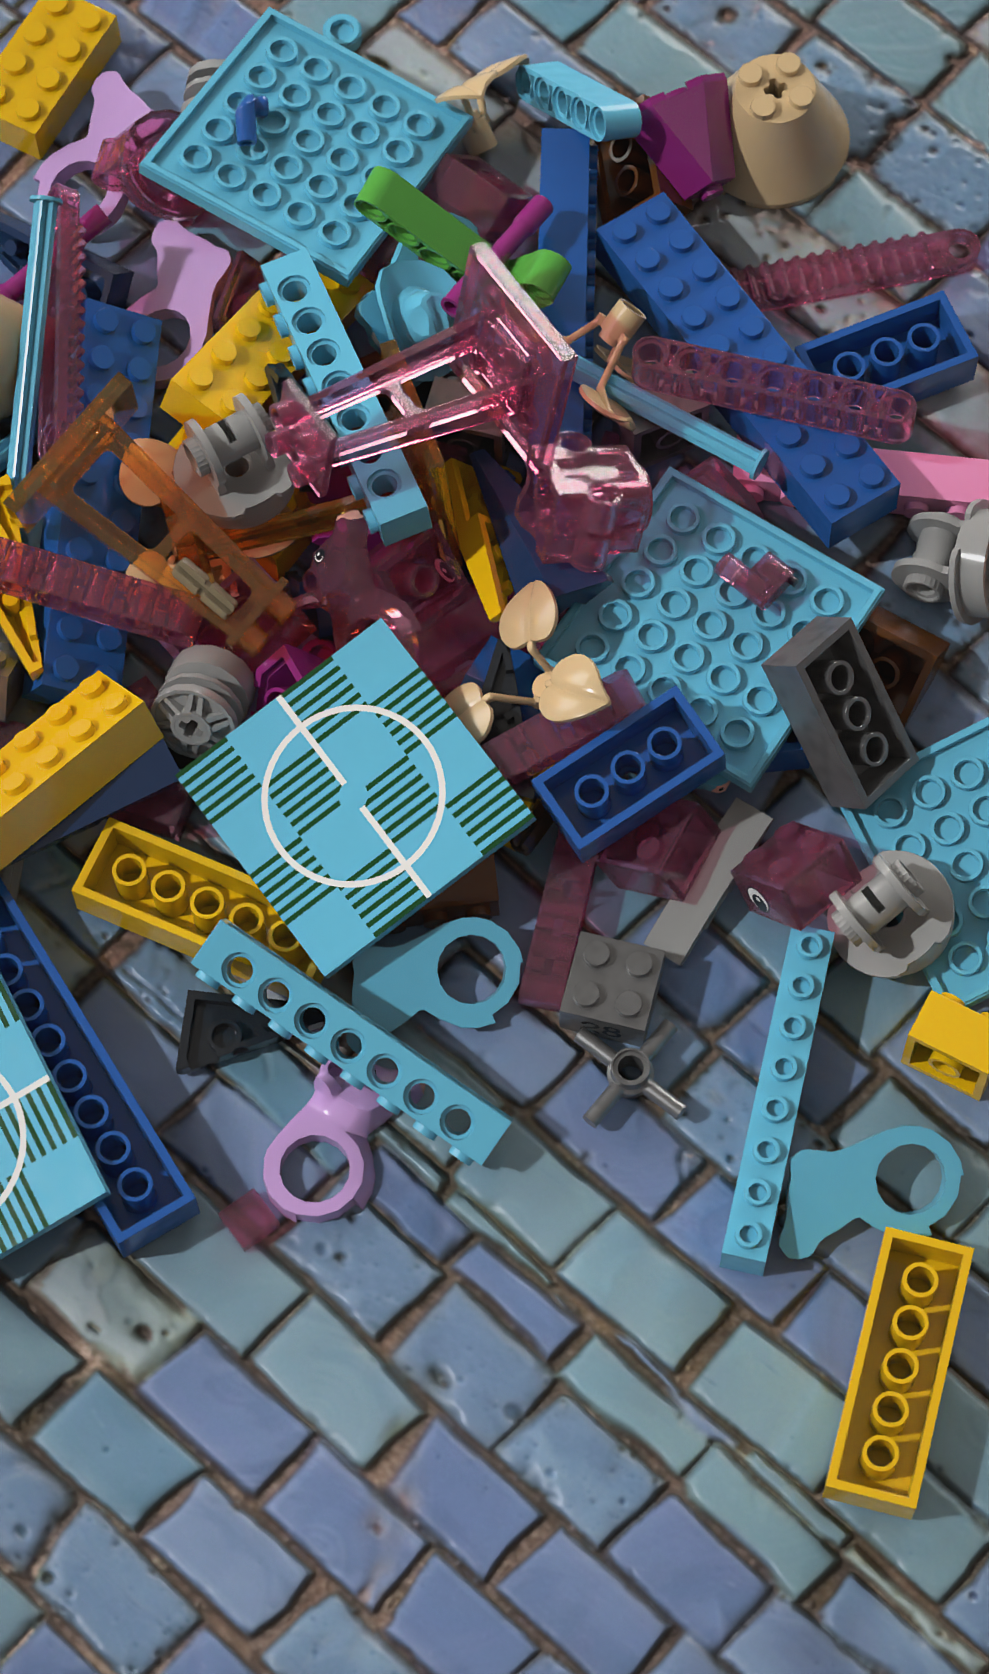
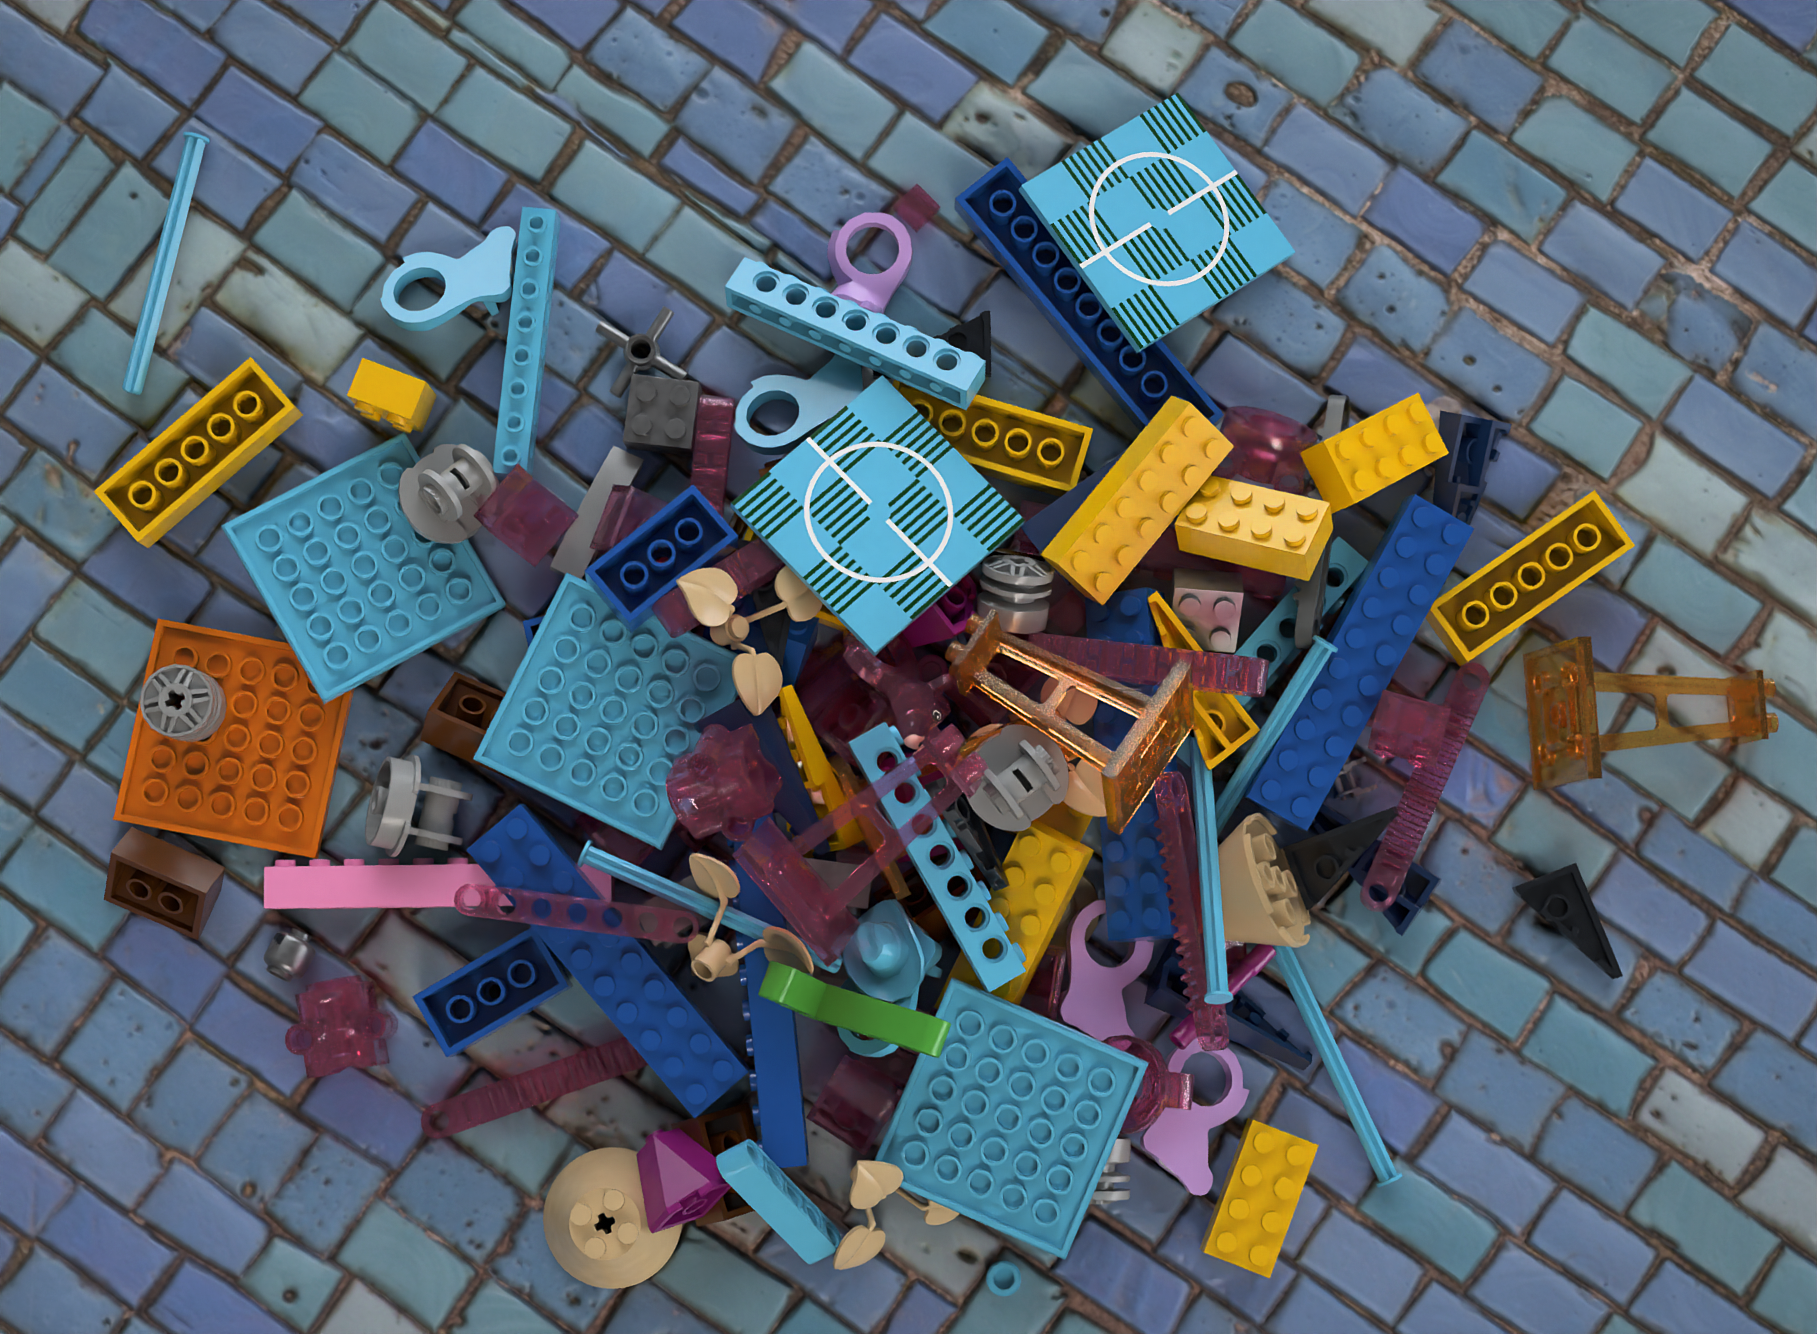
camera: 170 degrees right, 15 degrees up
(198, 583) = (1029, 662): dark tan piece -> none
(246, 118) = (1063, 1124): blue arm -> none
(523, 226) = (807, 1043): magenta piece -> none
(762, 582) = (574, 743): clear pink piece -> none
(840, 712) = (499, 639): flat silver brick -> none
(898, 1373) = (418, 144): yellow brick -> none

